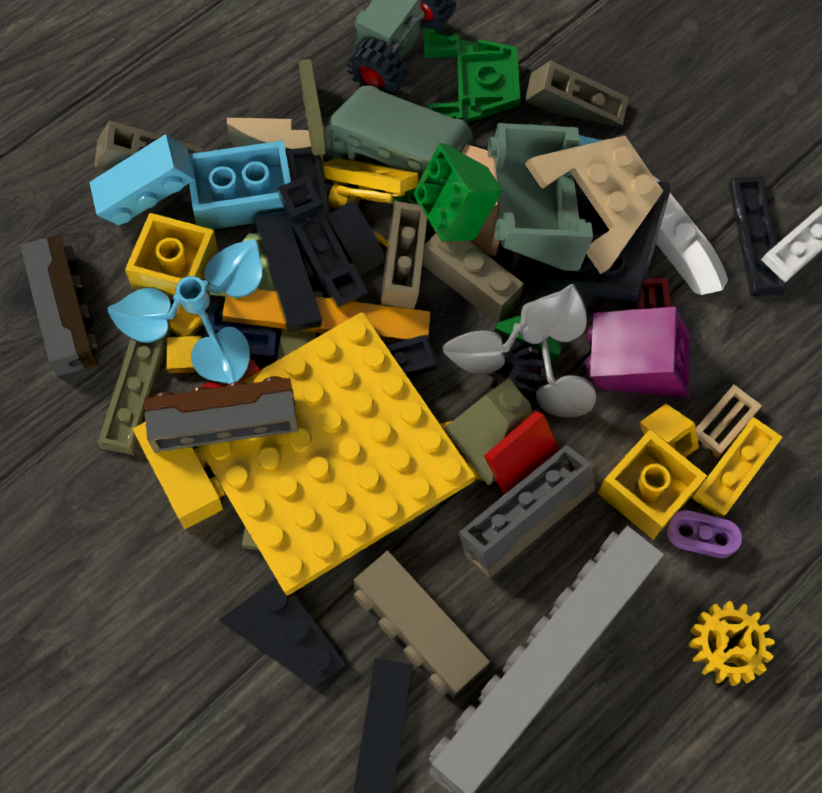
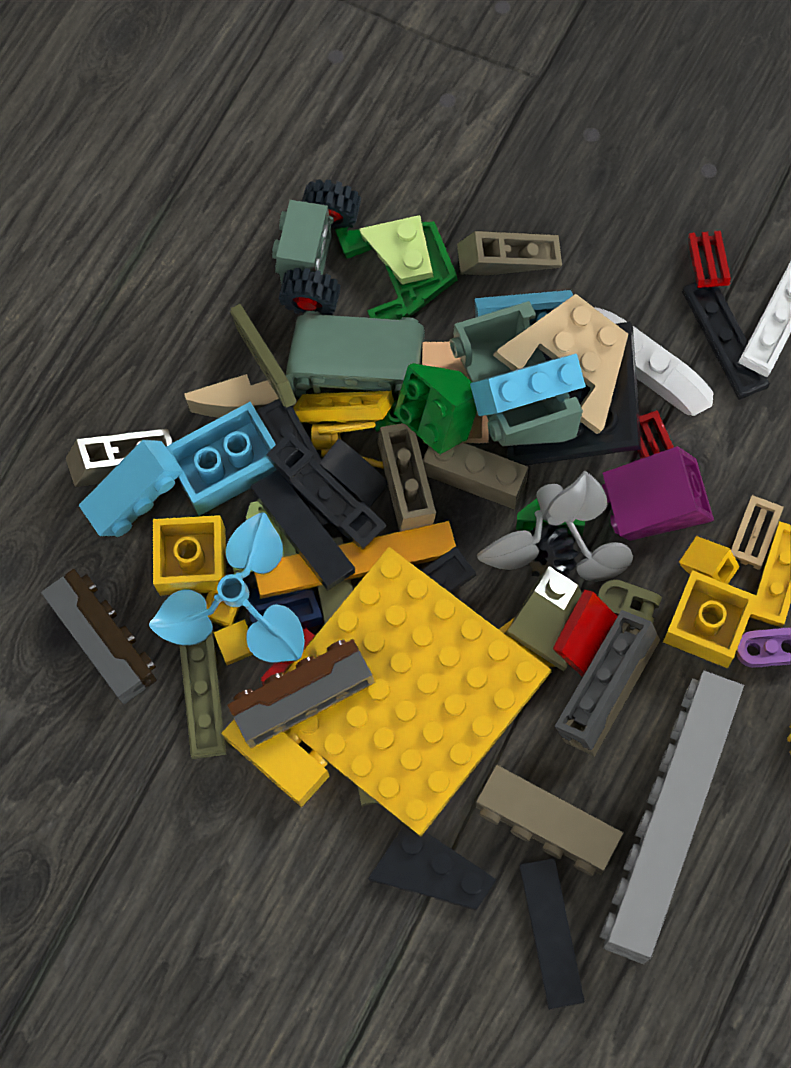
camera: 10 degrees left, 5 degrees up
(478, 59) = (401, 247): none -> yellowish green wing
(547, 196) = (527, 385): none -> medium azure brick
(573, 433) = (619, 595): none -> olive plate
(766, 147) = (706, 241): none -> red tile

